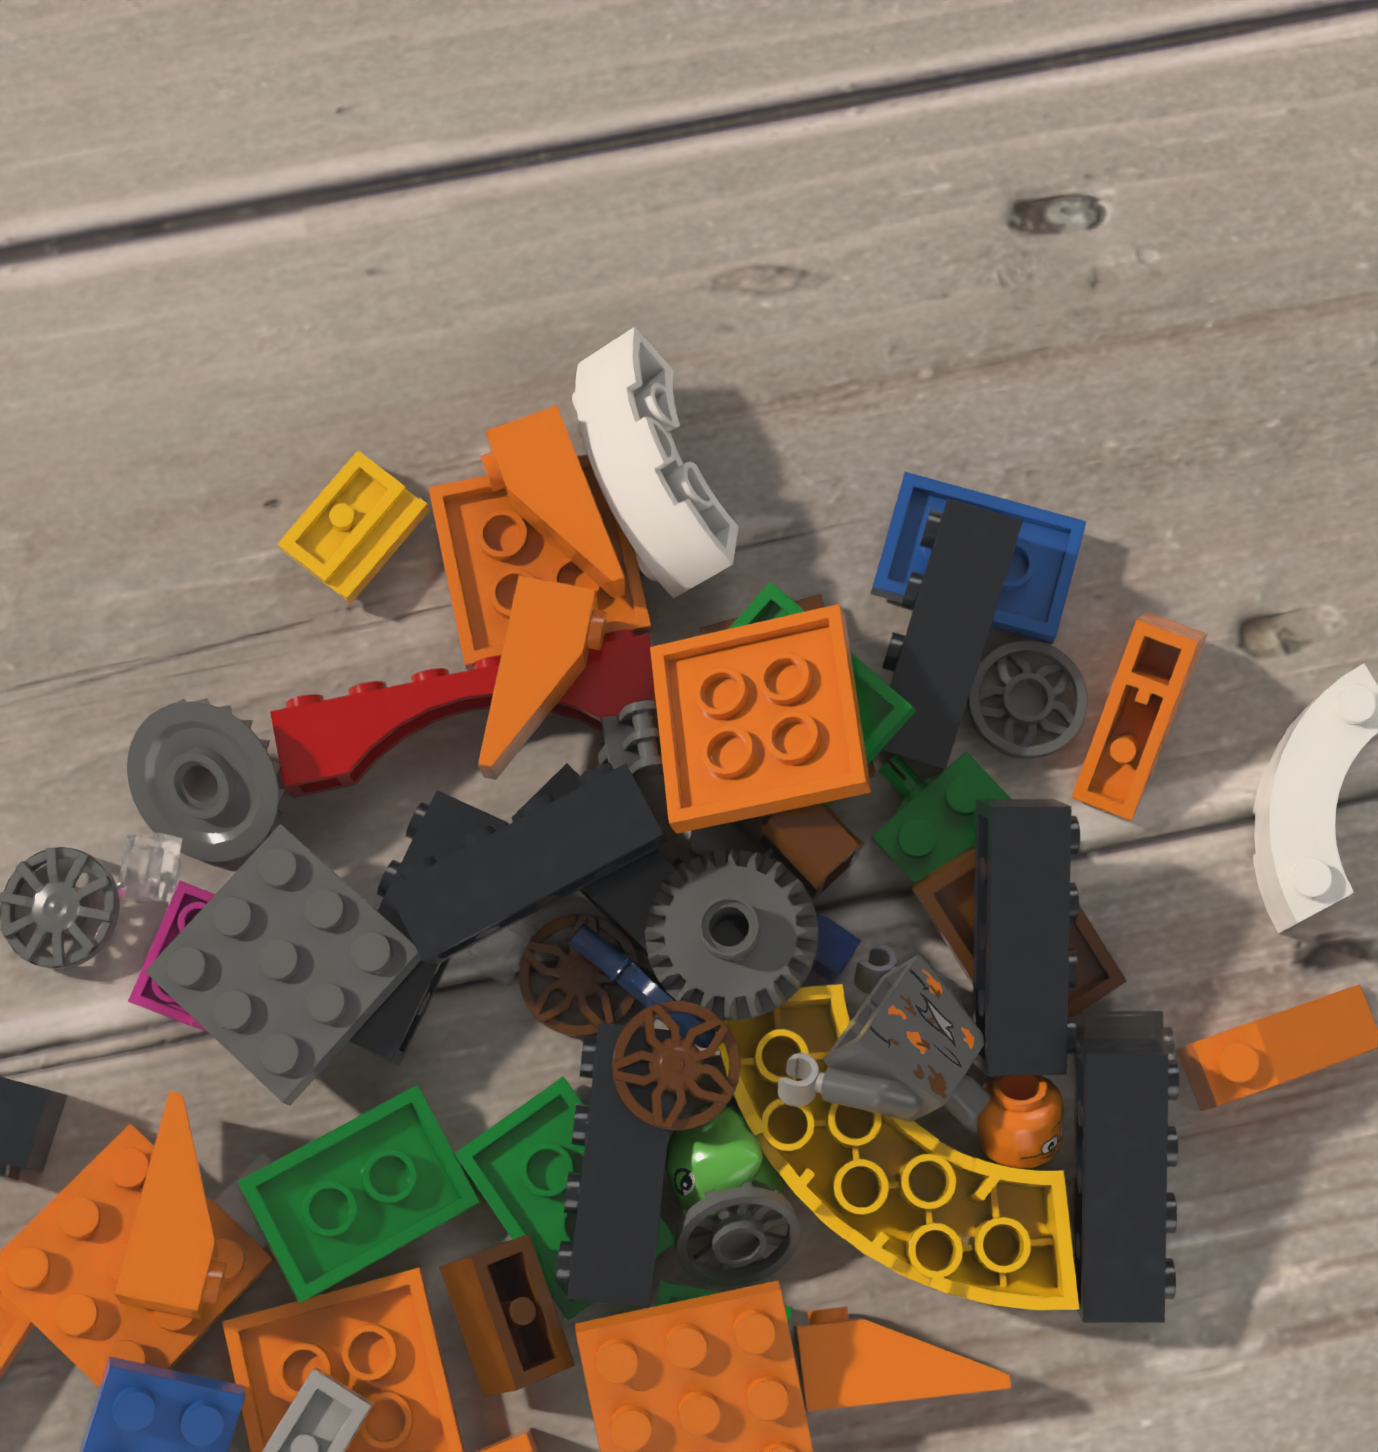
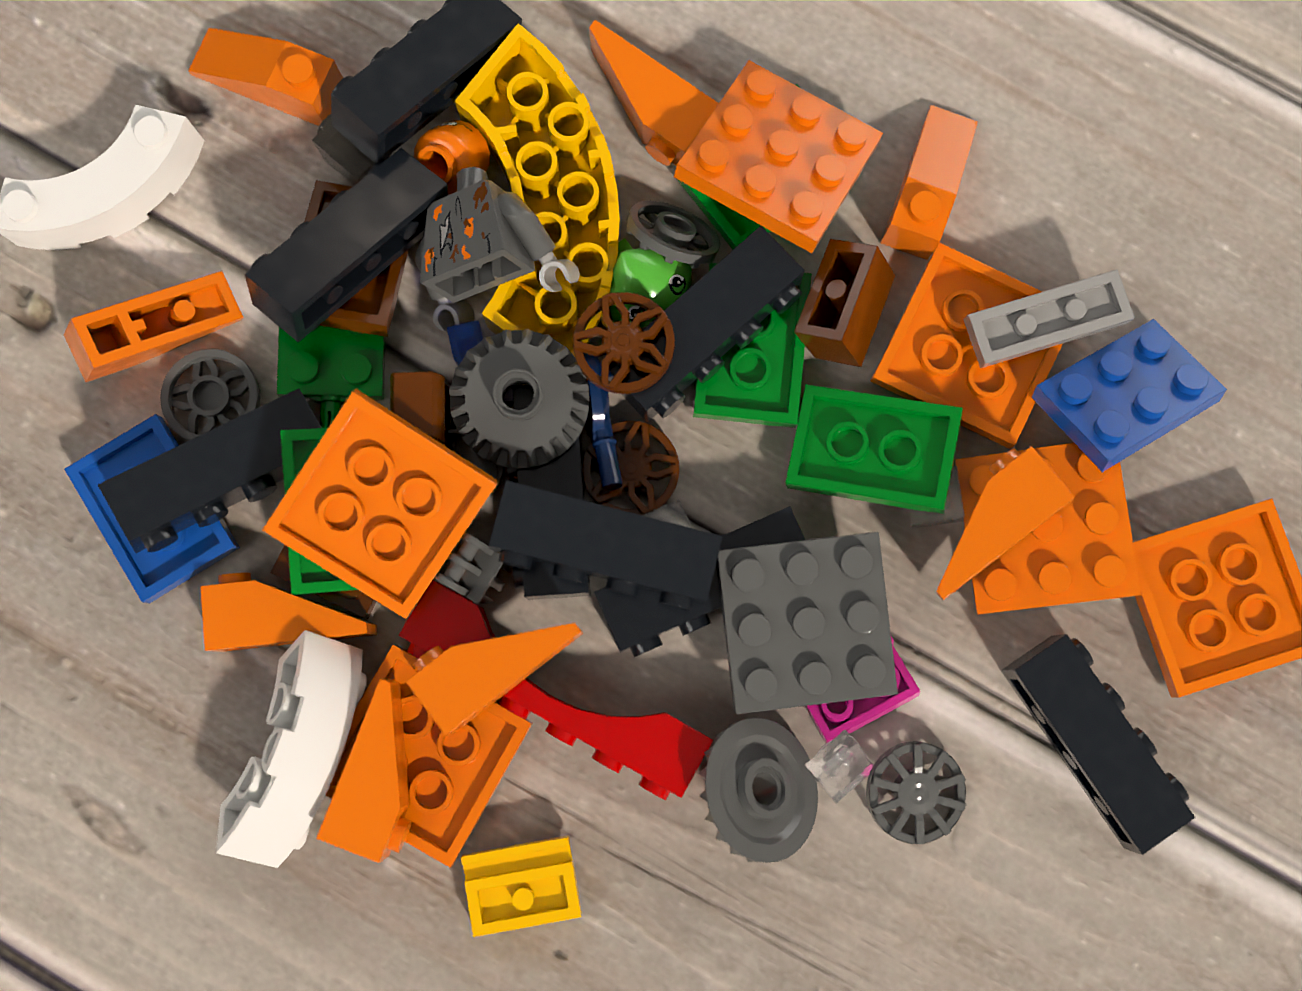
camera: 140 degrees left, 5 degrees up
(791, 548) = (259, 615): none -> orange slope

